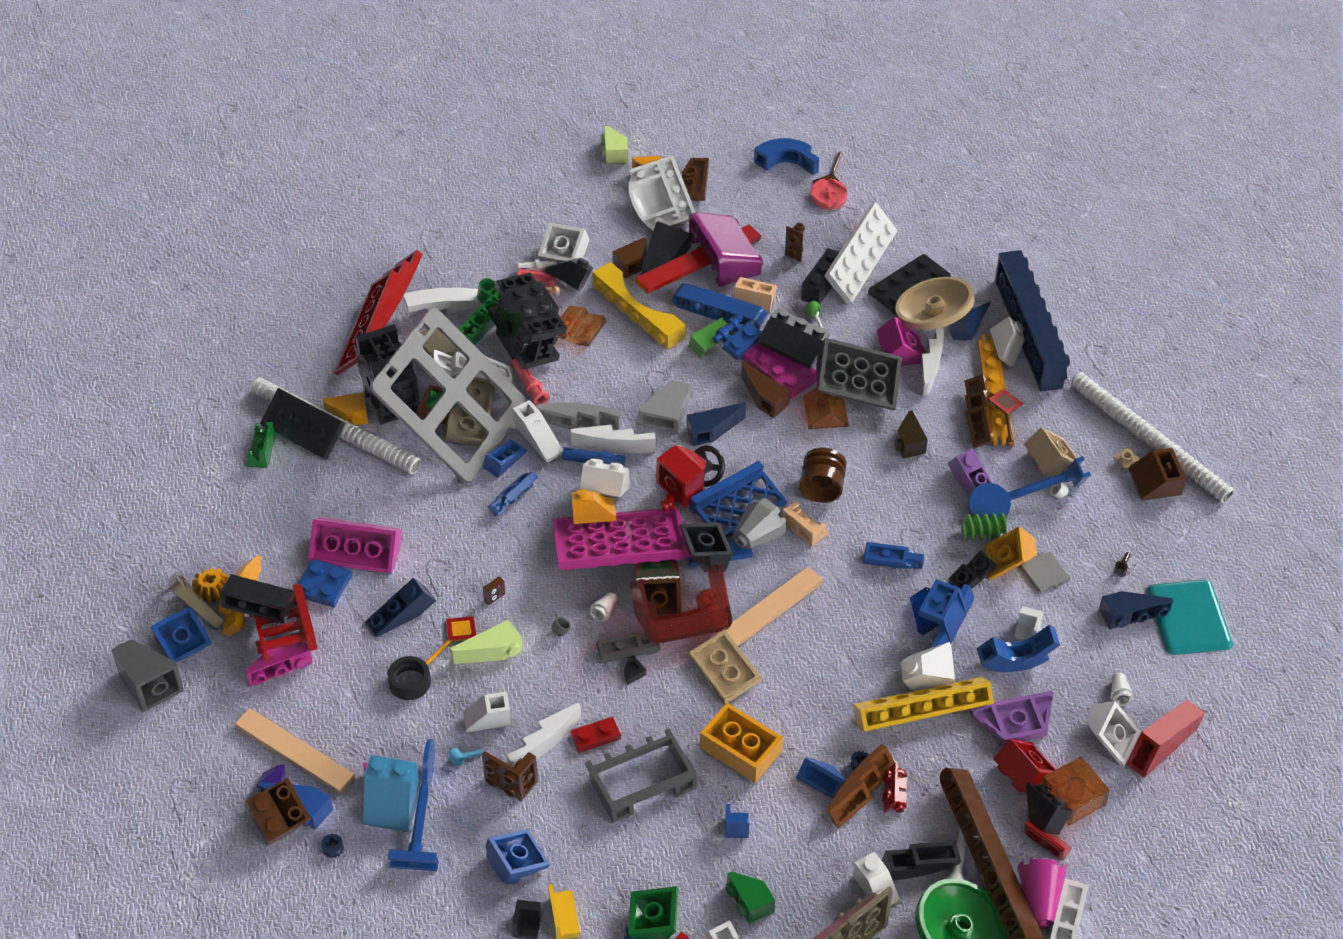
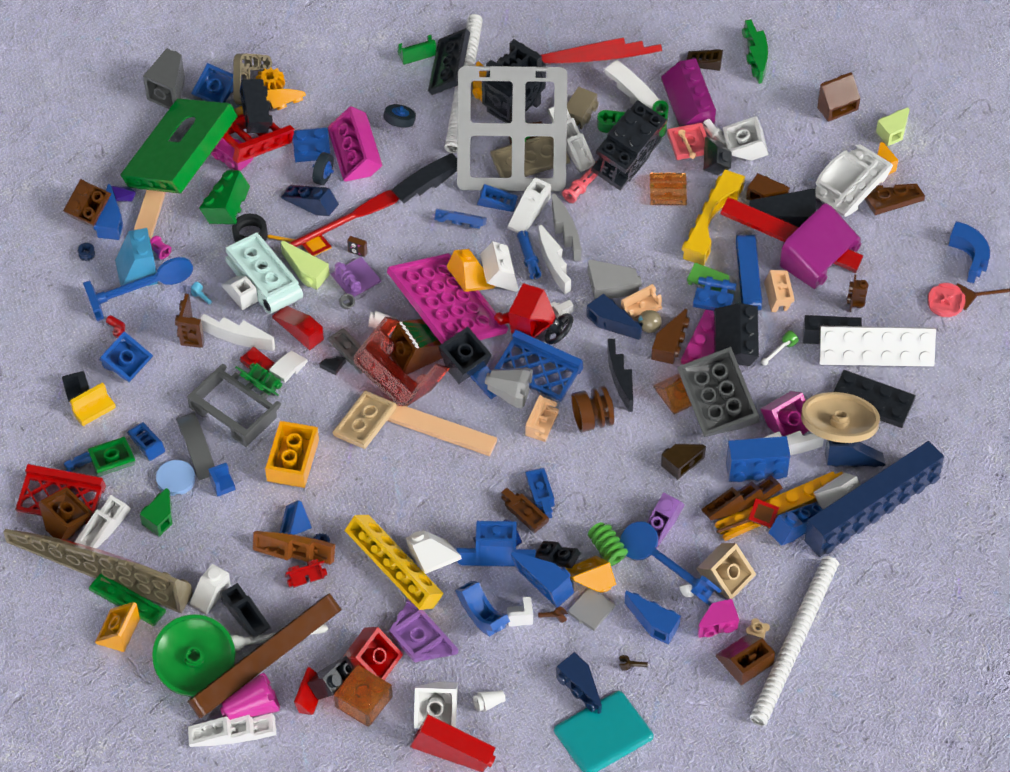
camera: 65 degrees right, 5 degrees up
(276, 712) = (169, 164): none -> green panel
(343, 491) = (399, 115): none -> black wheel
(356, 681) = (225, 198): none -> green wedge
(372, 579) = (323, 168): none -> black wheel
(442, 500) = (428, 176): none -> black slope
(442, 559) = (373, 205): none -> red piece
(443, 228) = (714, 57): none -> dark brown slope
(459, 196) = (758, 50): none -> green slope
(461, 850) = (118, 325): none -> red arm
(465, 681) = (272, 279): none -> light aqua hinge
(470, 262) = (688, 93): none -> magenta slope
(531, 608) = (355, 276): none -> medium lavender hinge
(559, 165) = (838, 97): none -> slope
(568, 678) = (300, 326): none -> red slope
(616, 708) = (287, 365): none -> white slope
(634, 729) = (261, 378): none -> green hinge
(638, 869) = (147, 442): none -> blue slope
(671, 827) = (196, 445): none -> dark grey slope
(705, 866) = (176, 476): none -> light blue tile
(709, 393) = (642, 301): none -> light nougat hinge
(736, 395) = (650, 321): none -> dark tan piece
(776, 442) = (621, 377): none -> black slope
(907, 578) = (524, 510): none -> reddish brown hinge
(946, 380) = (757, 459): none -> blue brick
(1011, 585) = (545, 577): none -> blue slope
(1025, 385) = (793, 524): none -> blue slope
(1041, 601) = (558, 613): none -> reddish brown hand
(1085, 526) = (656, 620): none -> blue slope
(1105, 479) = (719, 619): none -> dark pink slope

